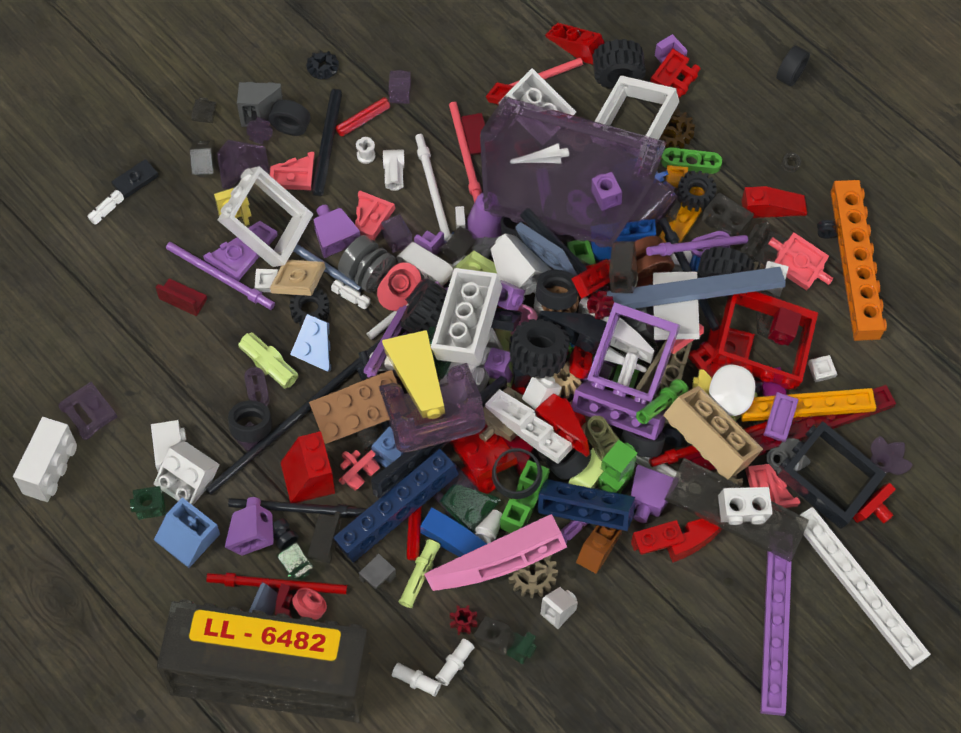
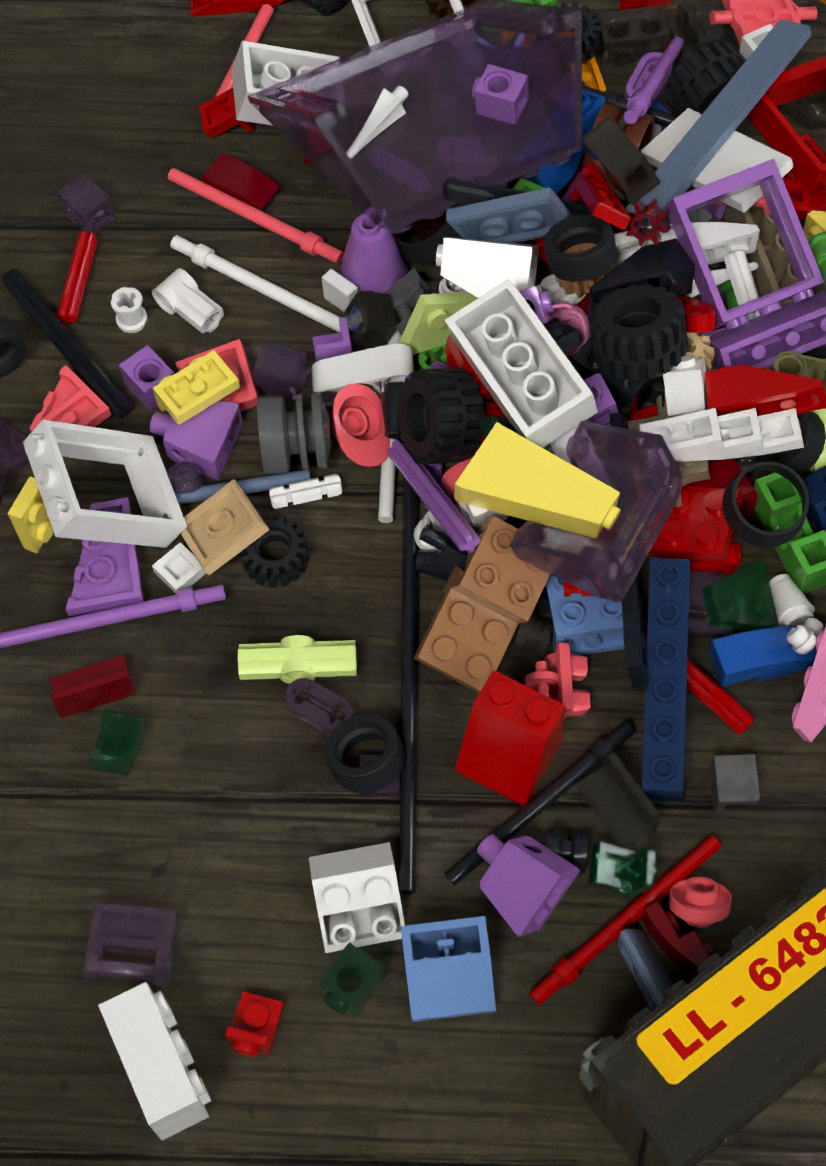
camera: 40 degrees left, 0 degrees up
(98, 484) = (254, 1025): none -> red bracket
(165, 328) = (117, 742): none -> clear green bracket
(165, 436) = (285, 881): white slope -> none
(308, 243) = (185, 477): none -> clear purple bush
(313, 343) = (333, 586): light blue wing -> none
(344, 181) = (139, 369): none -> medium lavender brick
(347, 208) = (195, 387): none -> light yellow bracket
(423, 565) = (783, 746): yellowish green pin -> none
(468, 545) = (804, 637): none -> white arm

